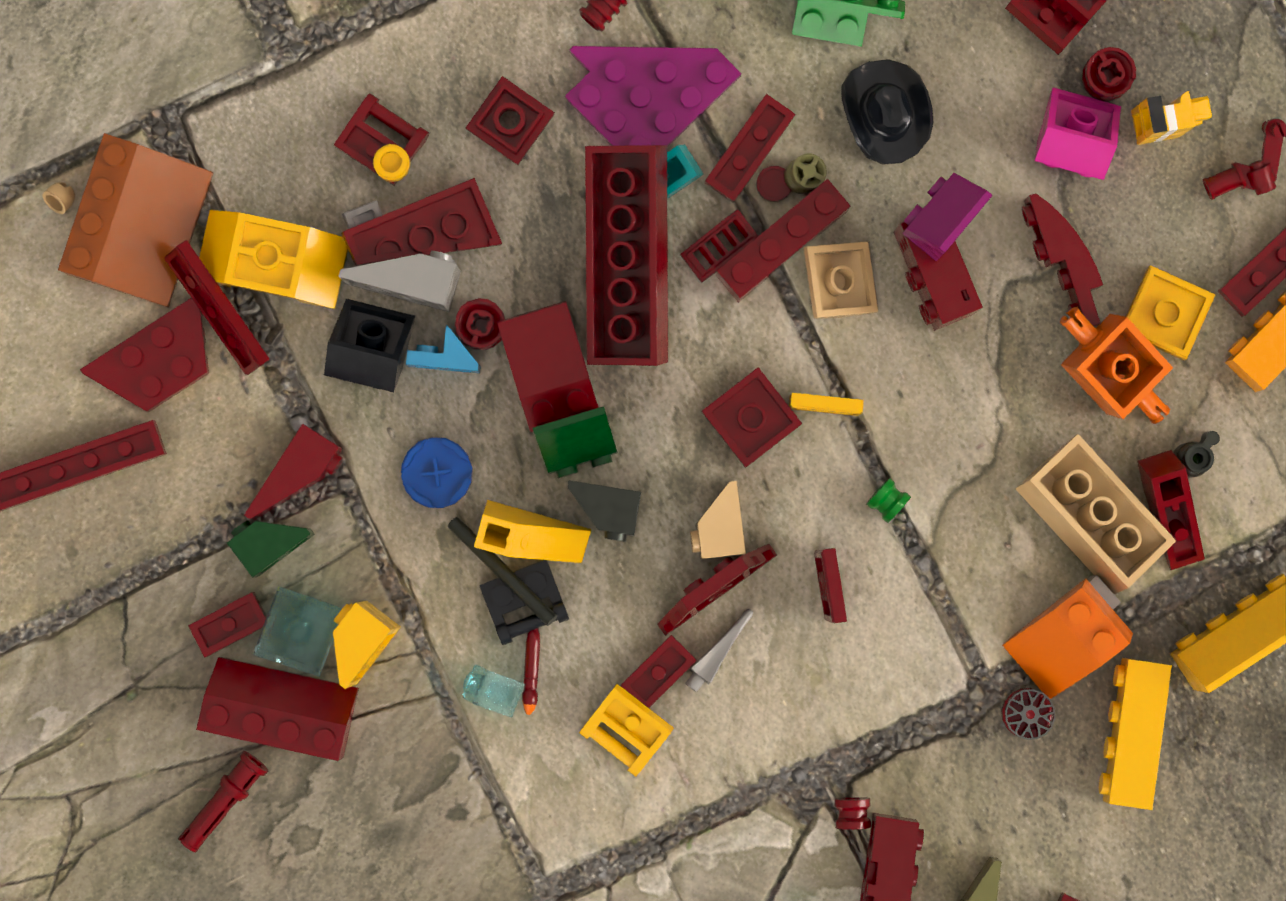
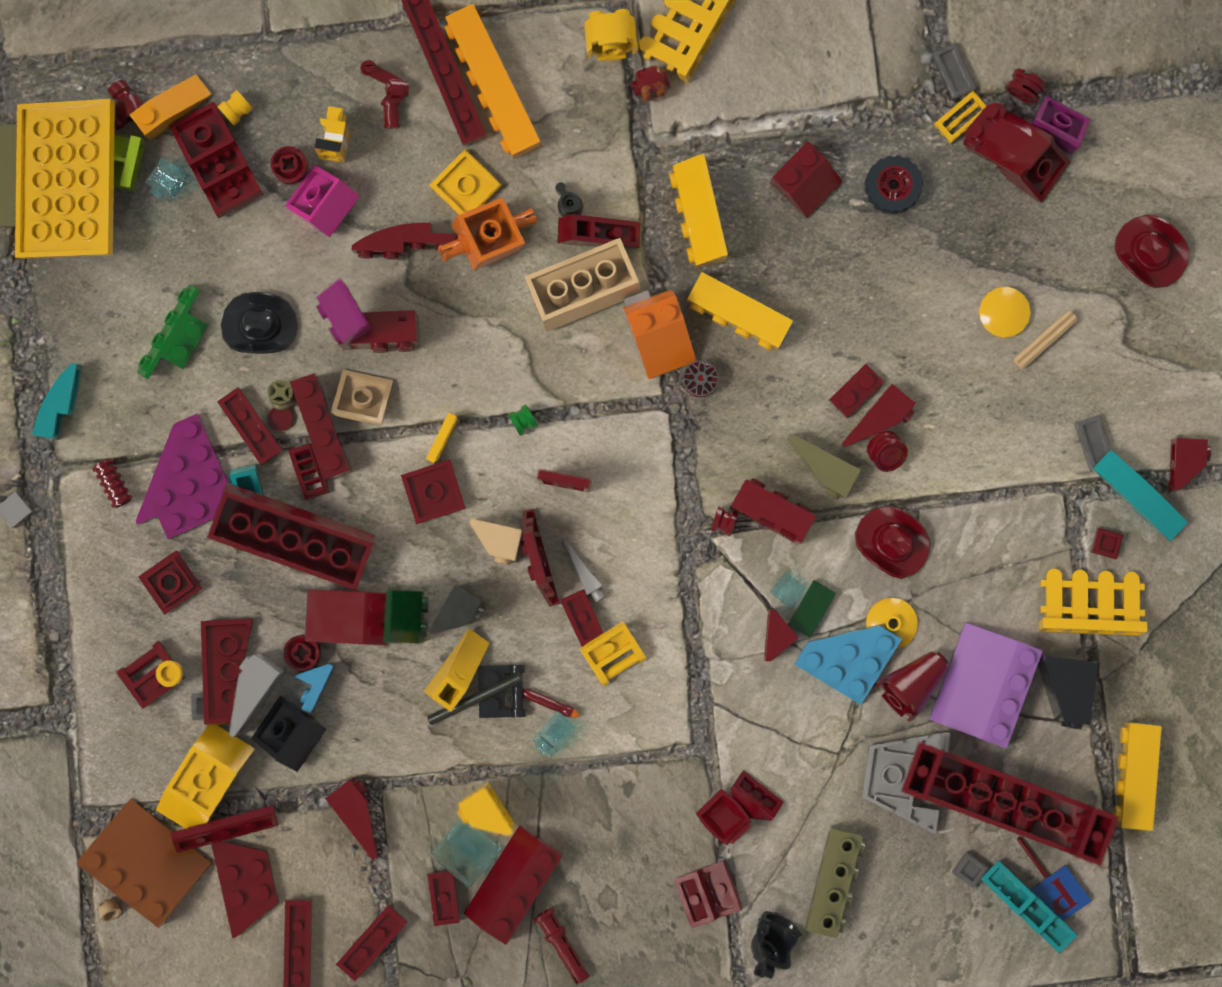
camera: 70 degrees left, 0 degrees up
(137, 552) = (371, 943): none -> dark red plate
(265, 544) = (398, 853): dark green slope -> none
(436, 472) = (392, 719): blue tile -> none

